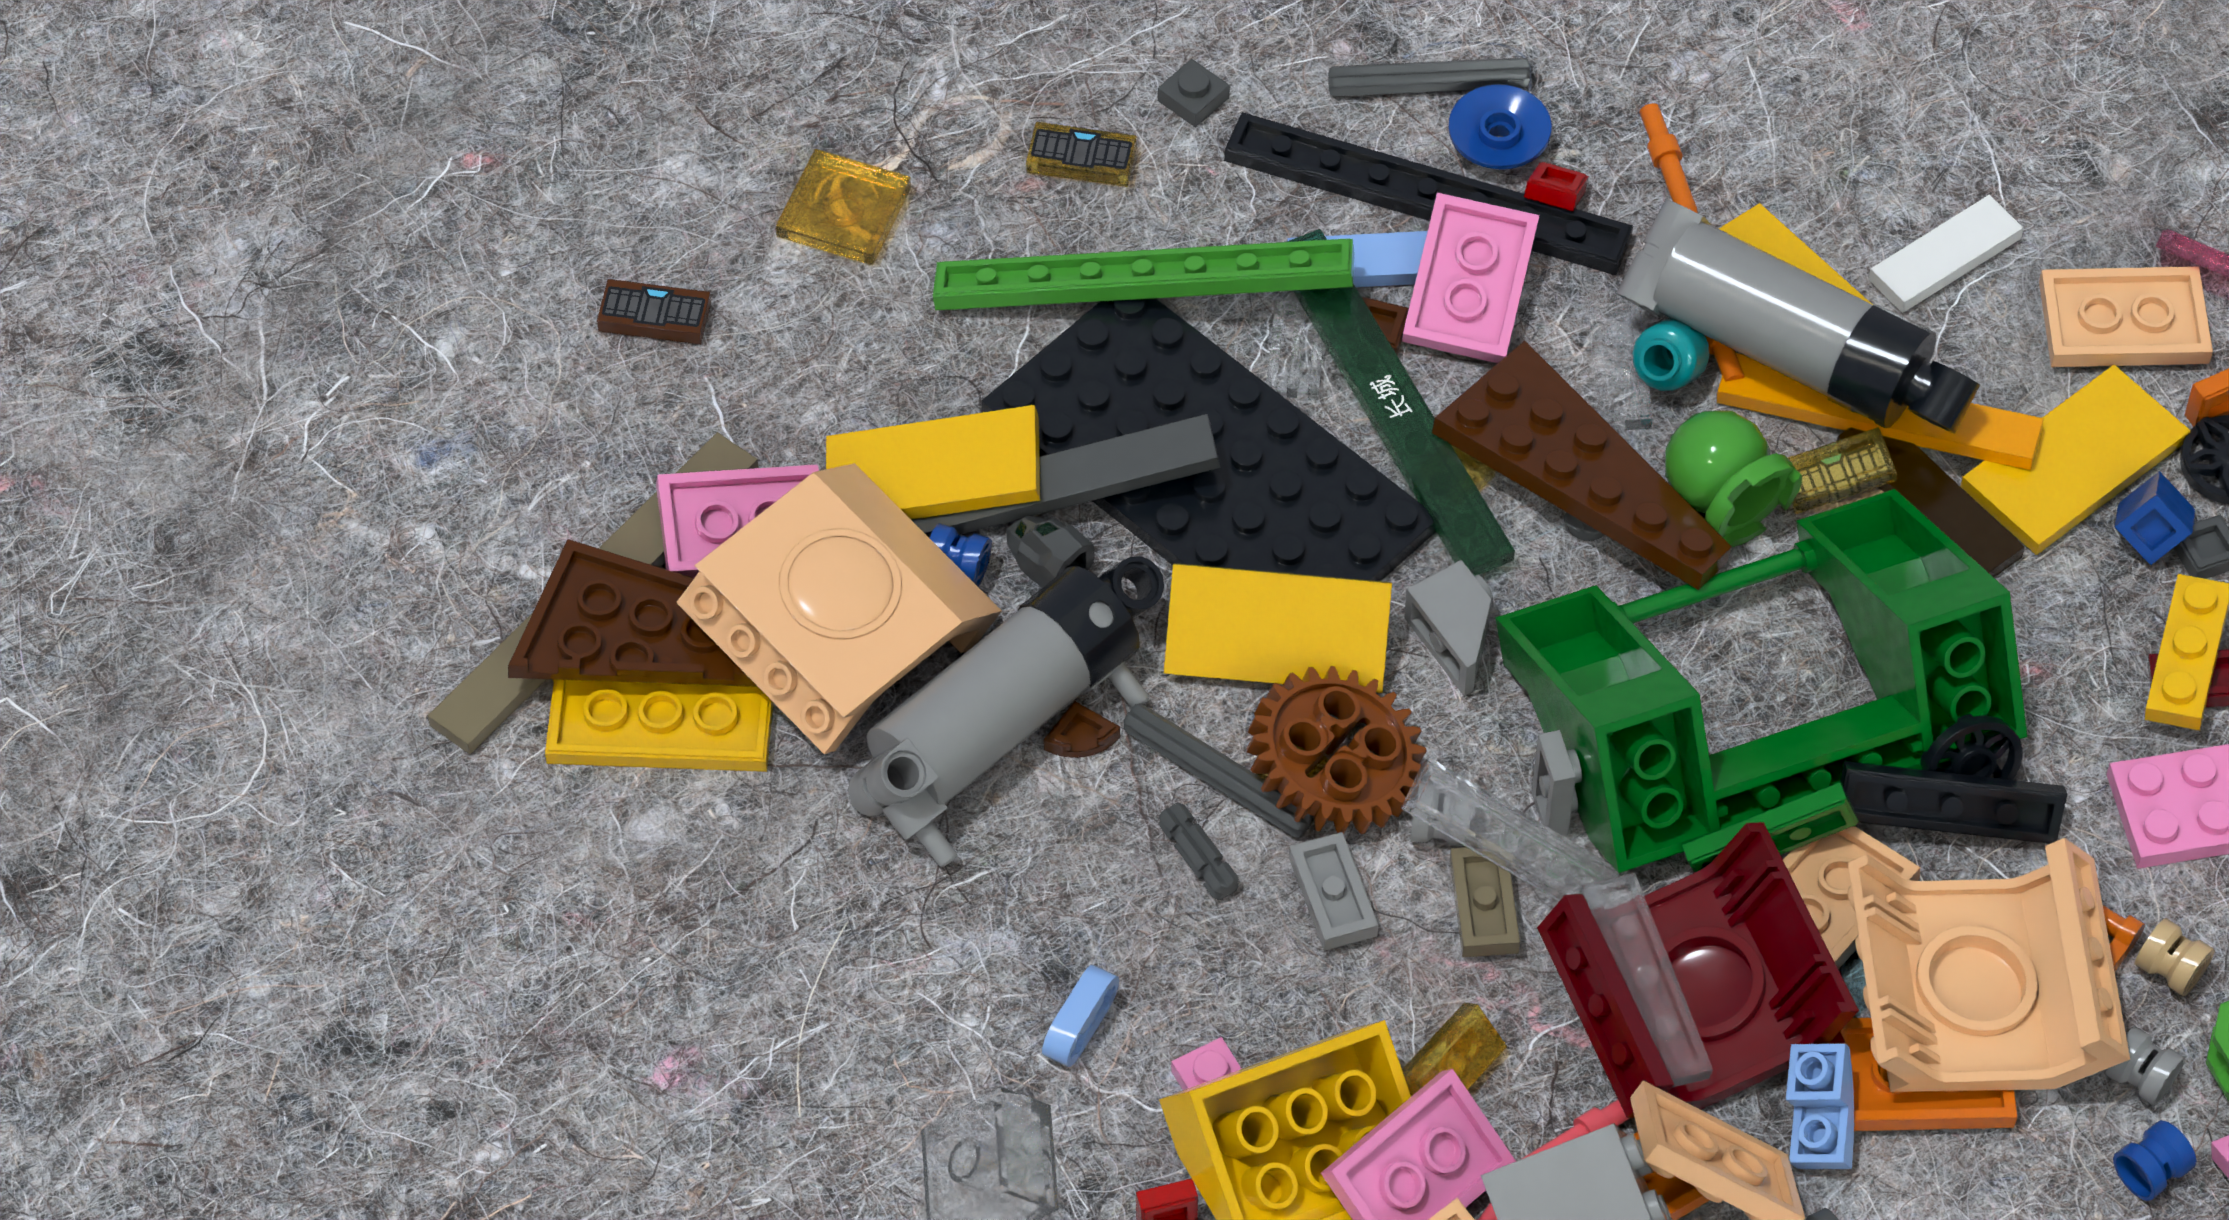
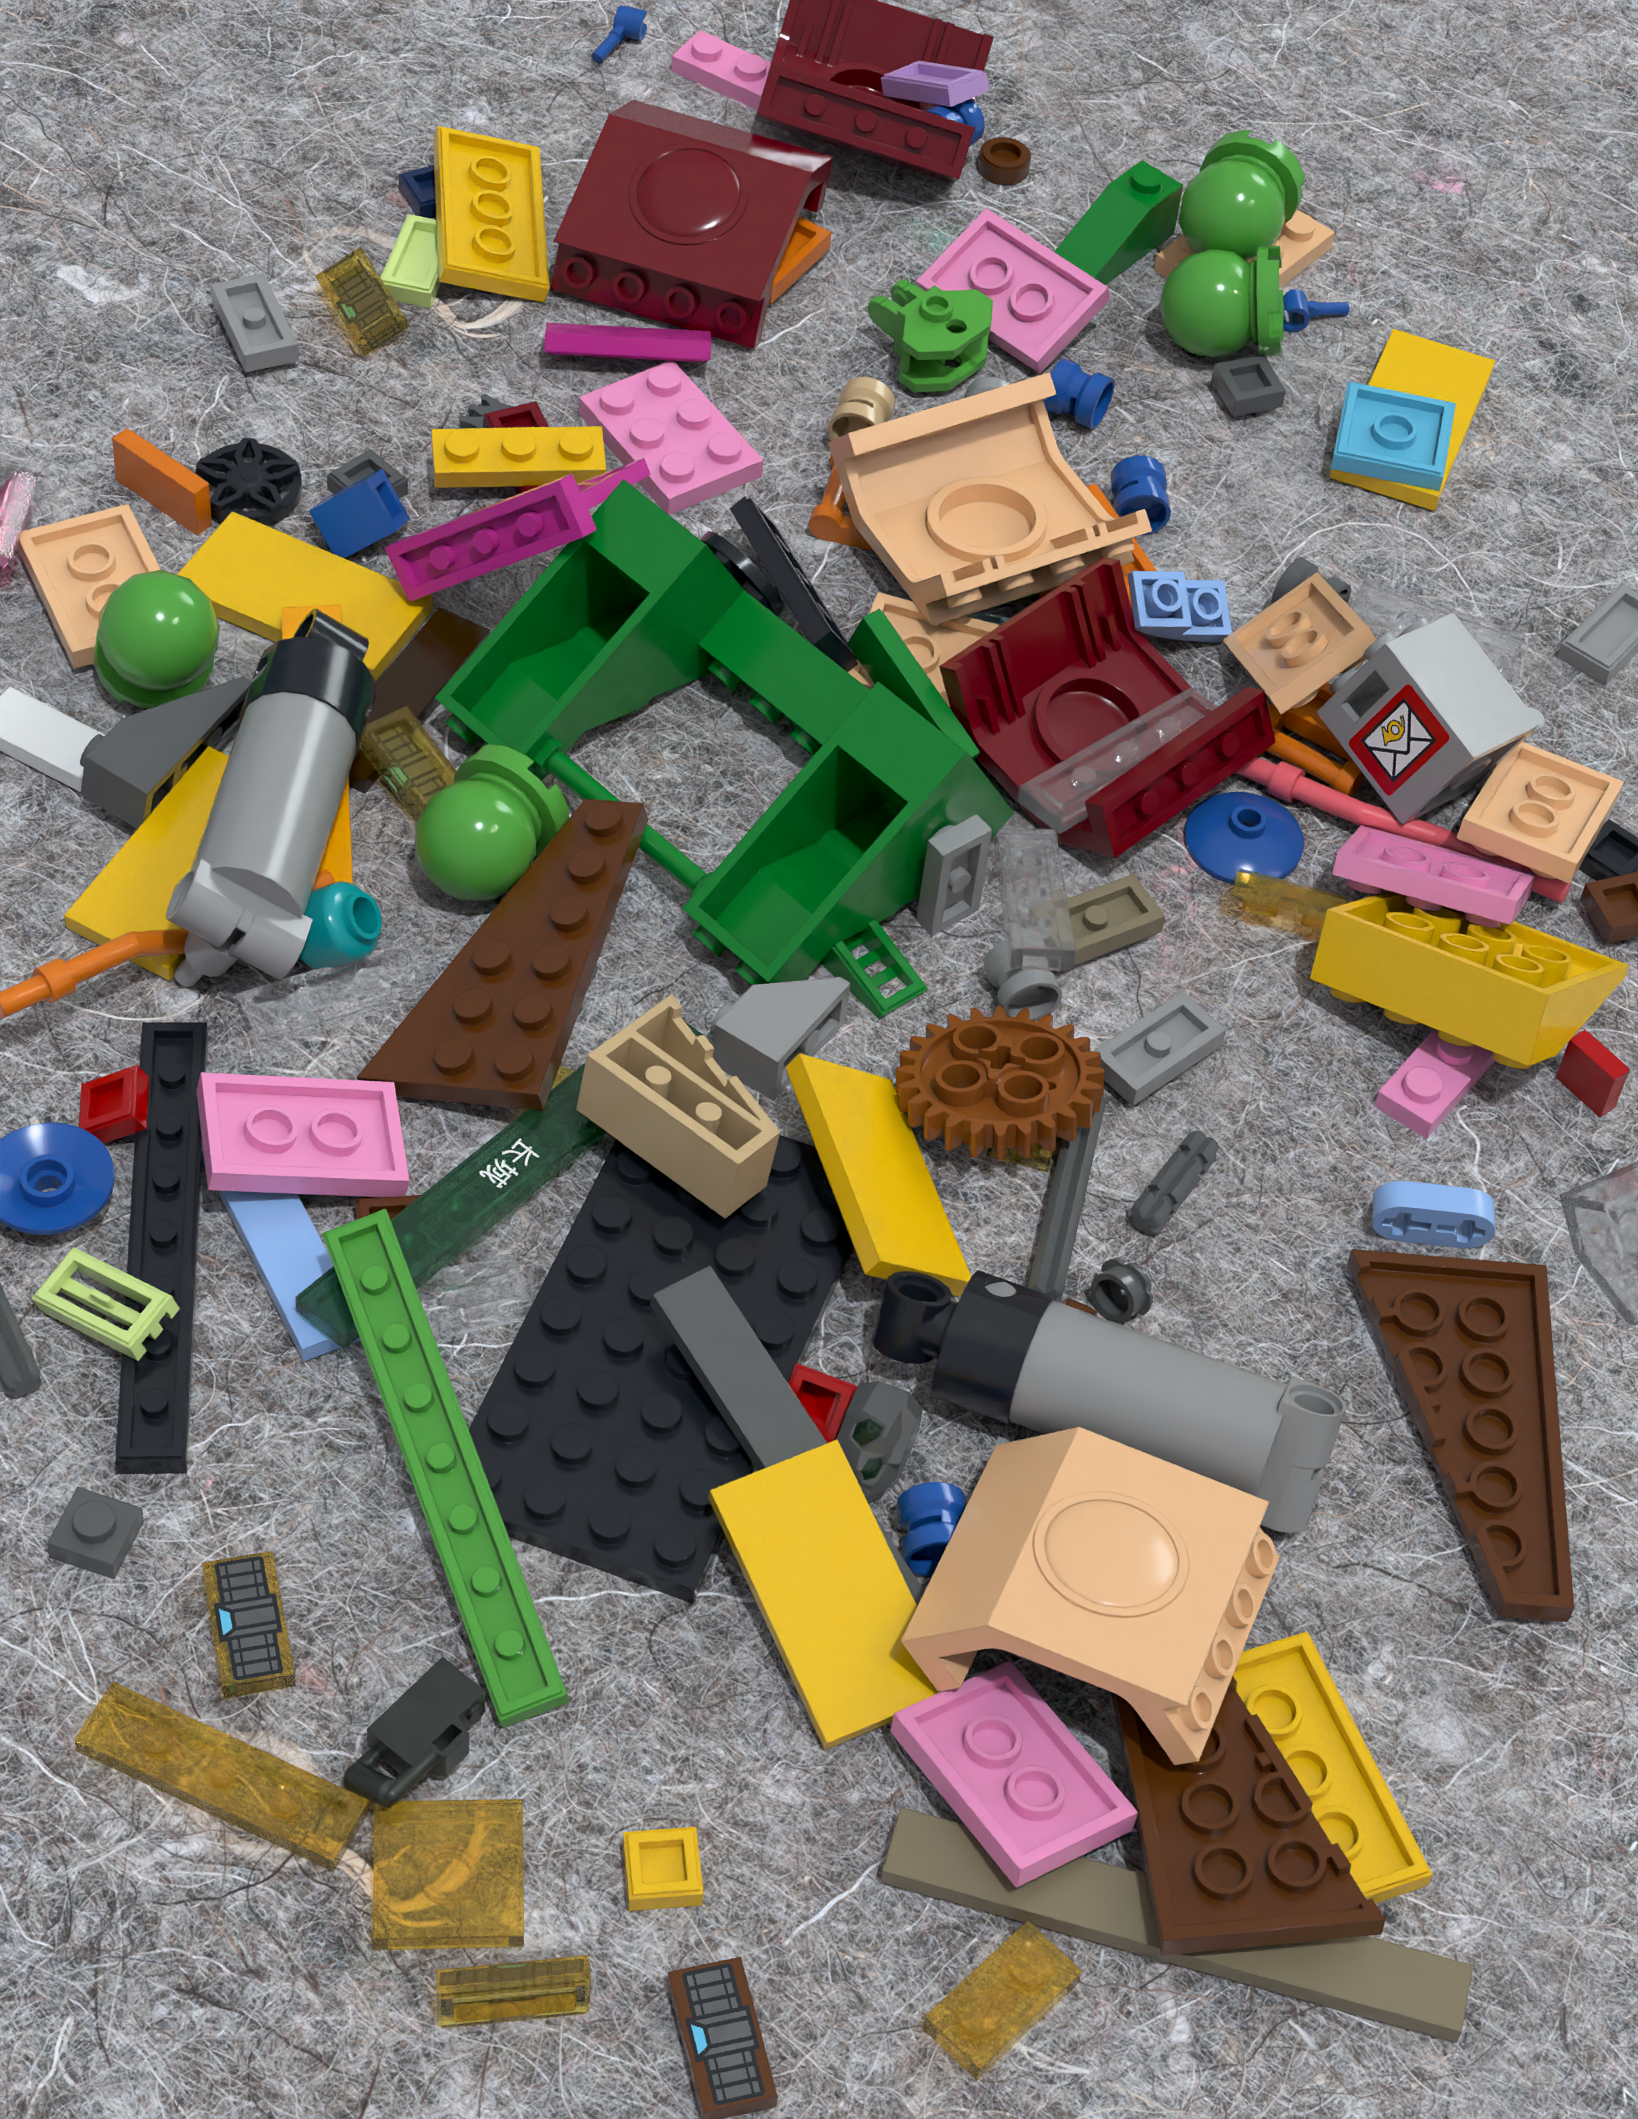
camera: 120 degrees left, 5 degrees down
(598, 472) = (1002, 2000): none -> clear yellow plate
(737, 204) = (513, 1991): none -> clear yellow tile
(788, 322) = (662, 1868): none -> yellow tile
(904, 972) = (1482, 1389): none -> reddish brown wing
(942, 208) = (418, 1735): none -> pearl dark grey piece
(975, 112) = (222, 1776): none -> clear yellow tile
(1110, 766) = (1121, 1290): none -> dark grey plate
(1111, 531) = (823, 1398): none -> red slope
(1374, 133) = (141, 1324): none -> yellowish green tile
(1375, 492) = (679, 1109): none -> tan wedge
(1491, 715) = (843, 964): none -> green slope
(1541, 1096) = (1243, 833): none -> blue dish
(1888, 272) = (154, 748): none -> dark grey slope
(1997, 1156) = (1140, 485): none -> blue wheel
(2014, 307) = (156, 639): none -> bright green tile
(2047, 553) = (504, 531): none -> dark pink fence

